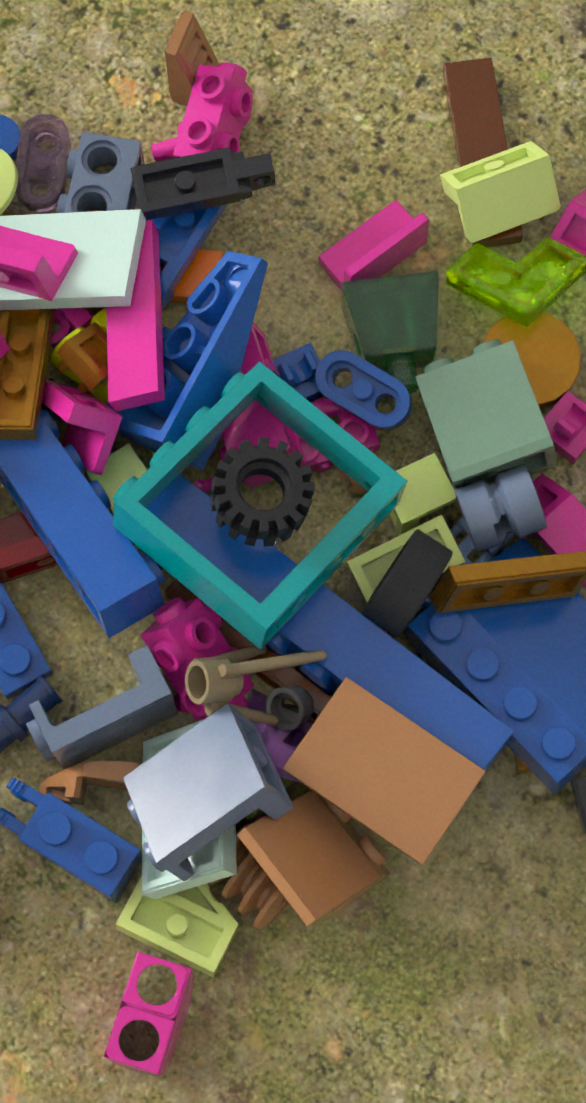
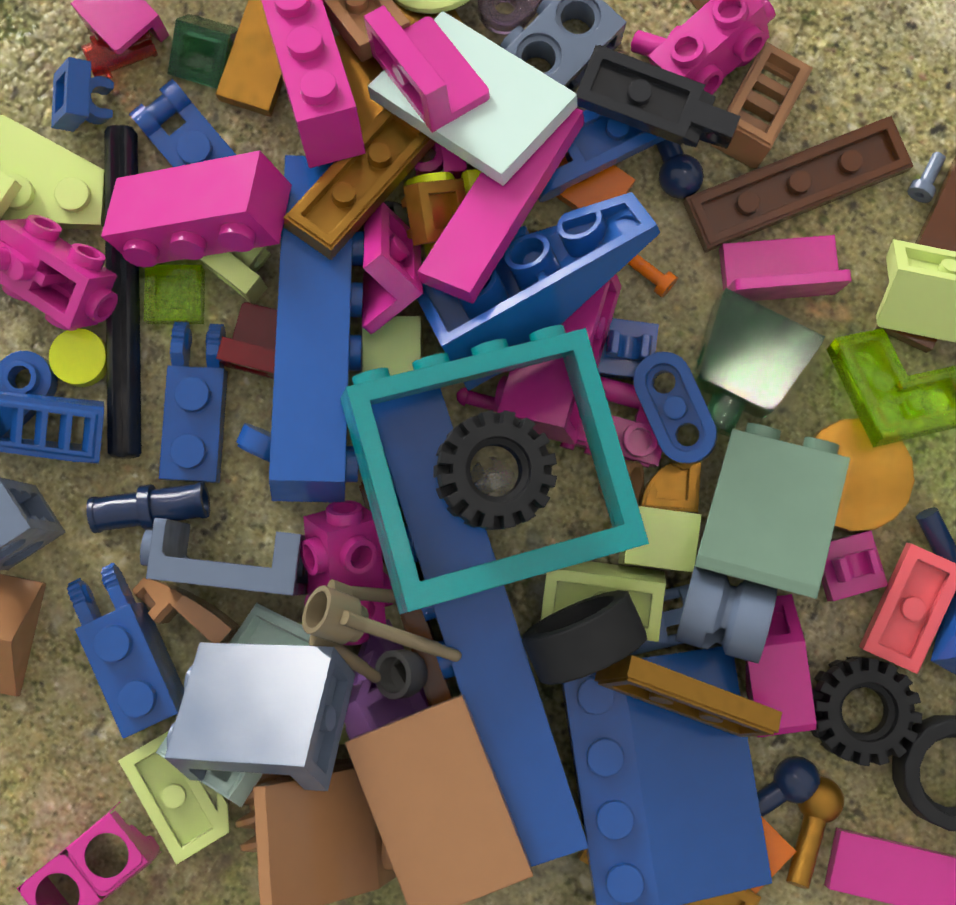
camera: 30 degrees right, 10 degrees up
(69, 617) = (255, 441): none -> blue tile
(252, 227) = (680, 173): none -> dark blue bar
(289, 168) = (754, 137): none -> medium nougat slope
(293, 312) = (662, 282): none -> orange piece
(344, 182) = (798, 184): none -> reddish brown tile
(403, 447) = (674, 488): none -> pearl gold tile
(437, 129) = (923, 188): none -> sand blue piece

